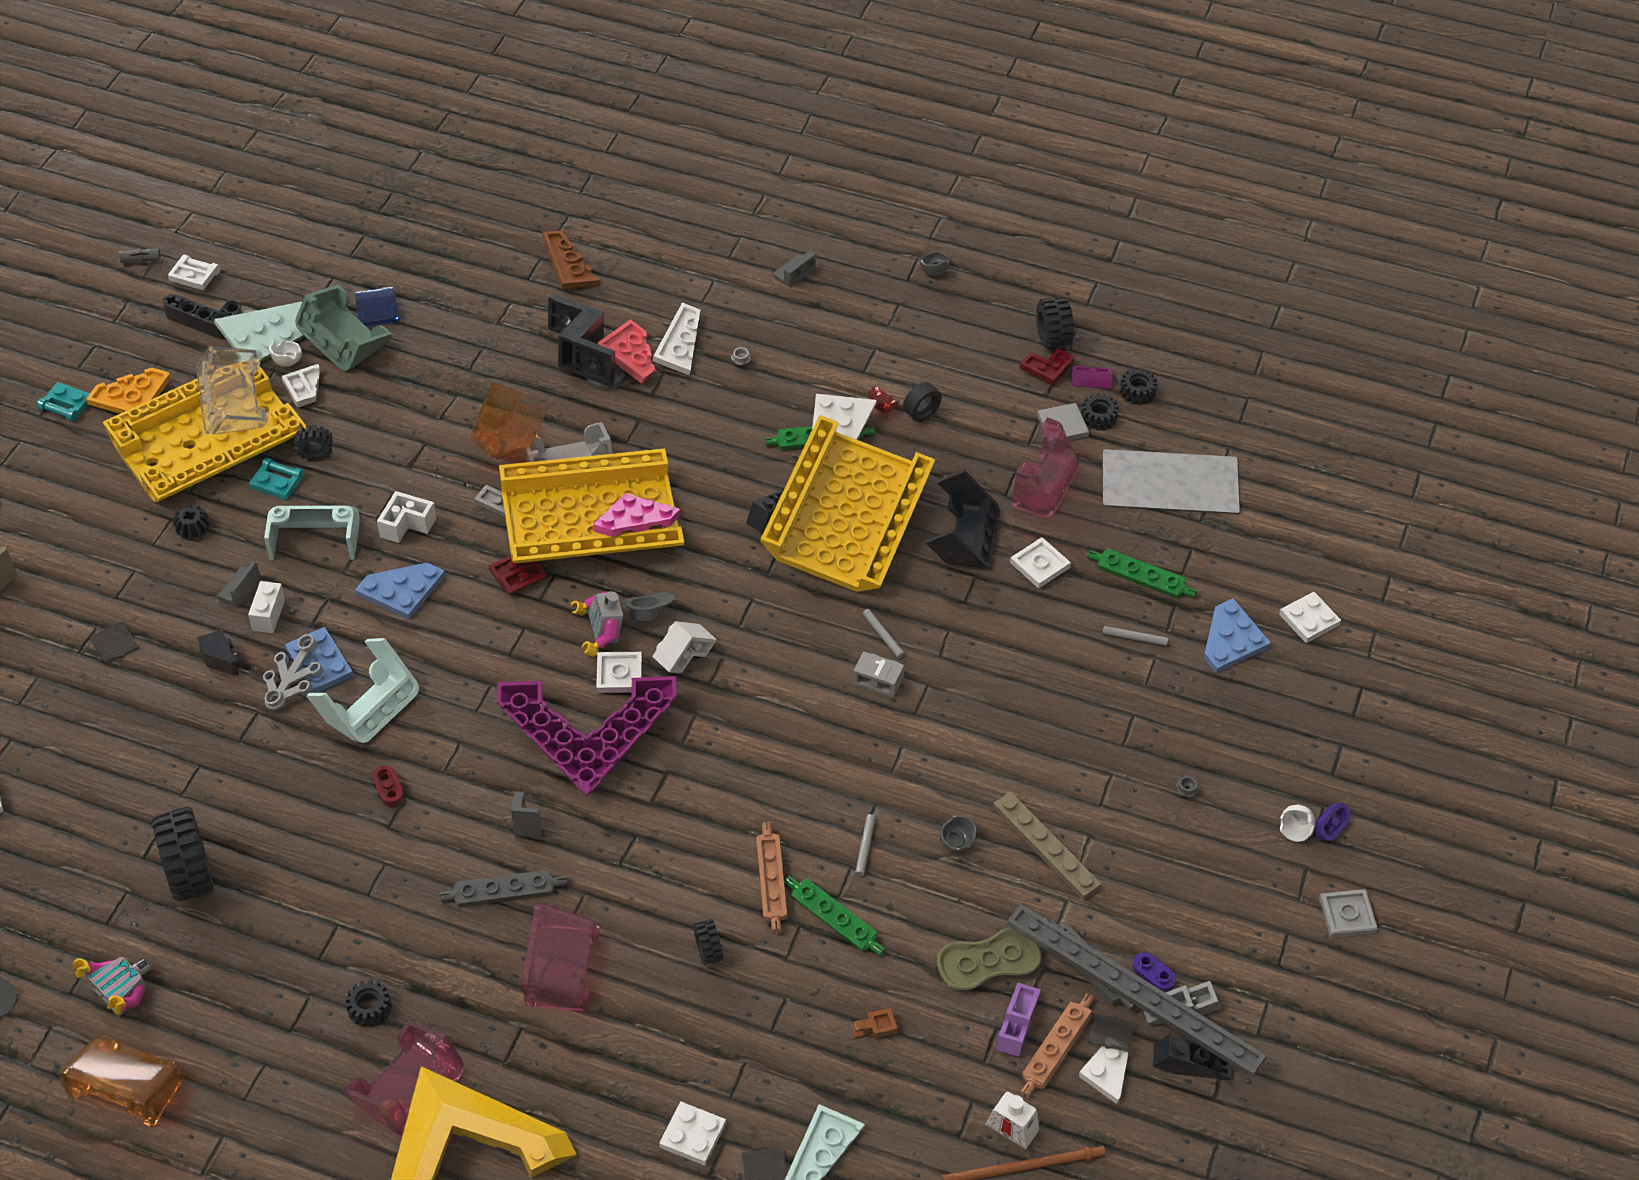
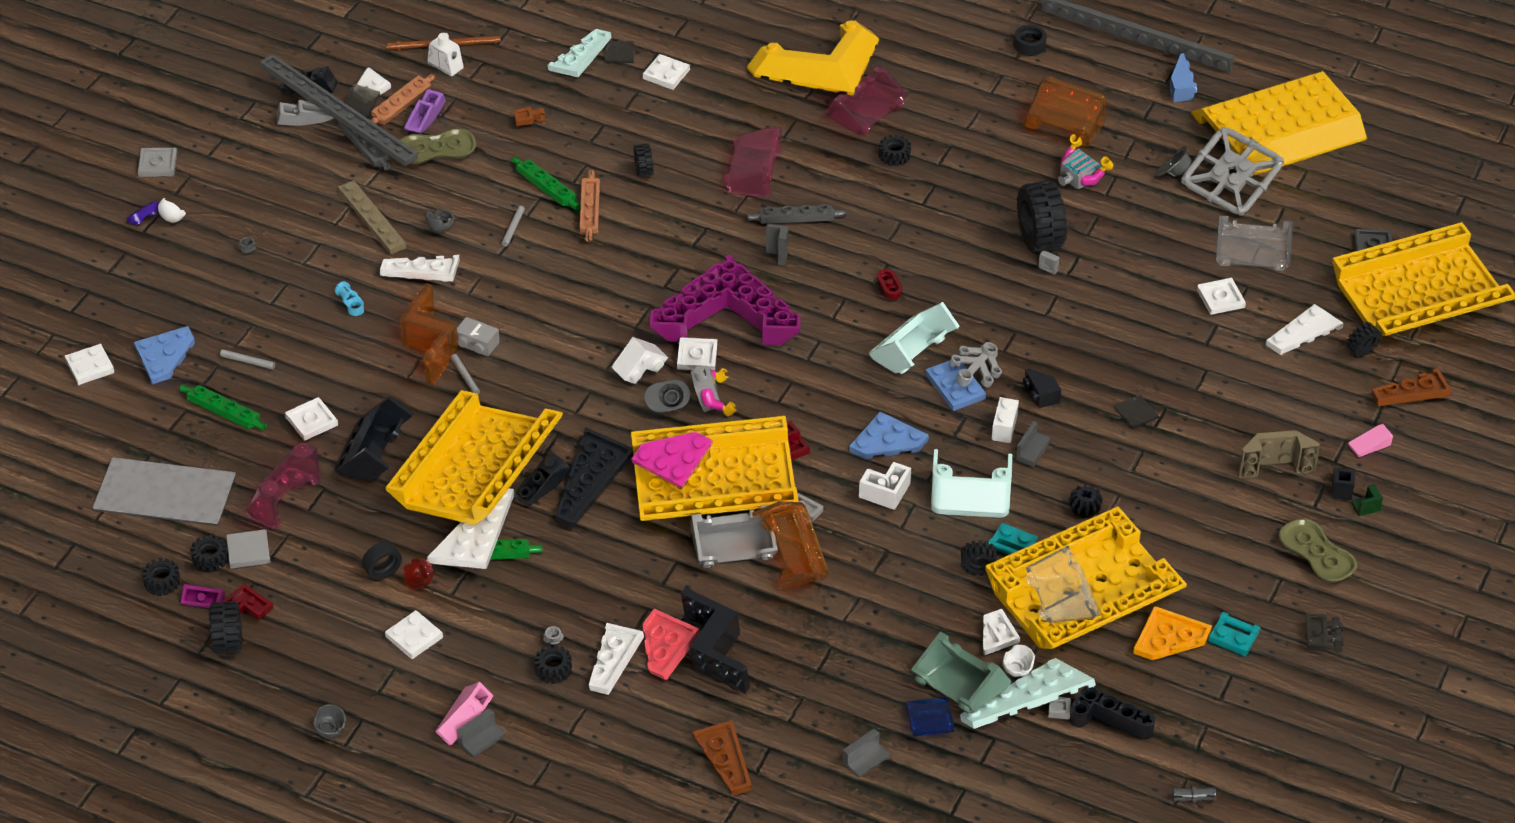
camera: 175 degrees left, 5 degrees down
(193, 272) = (1133, 765): white plate -> none
(440, 273) = (864, 754): none -> dark grey panel
(722, 525) = (591, 473): none -> black wing
(737, 337) = (553, 655): none -> black tyre
(808, 282) = (467, 706): none -> bright pink slope
(876, 353) = (413, 634): none -> white plate
(933, 658) = (429, 334): none -> clear orange bracket
(963, 767) = (420, 268): none -> white wing
(1041, 718) = (353, 298): none -> medium azure connector
(1153, 972) = (317, 136): dark purple plate -> none

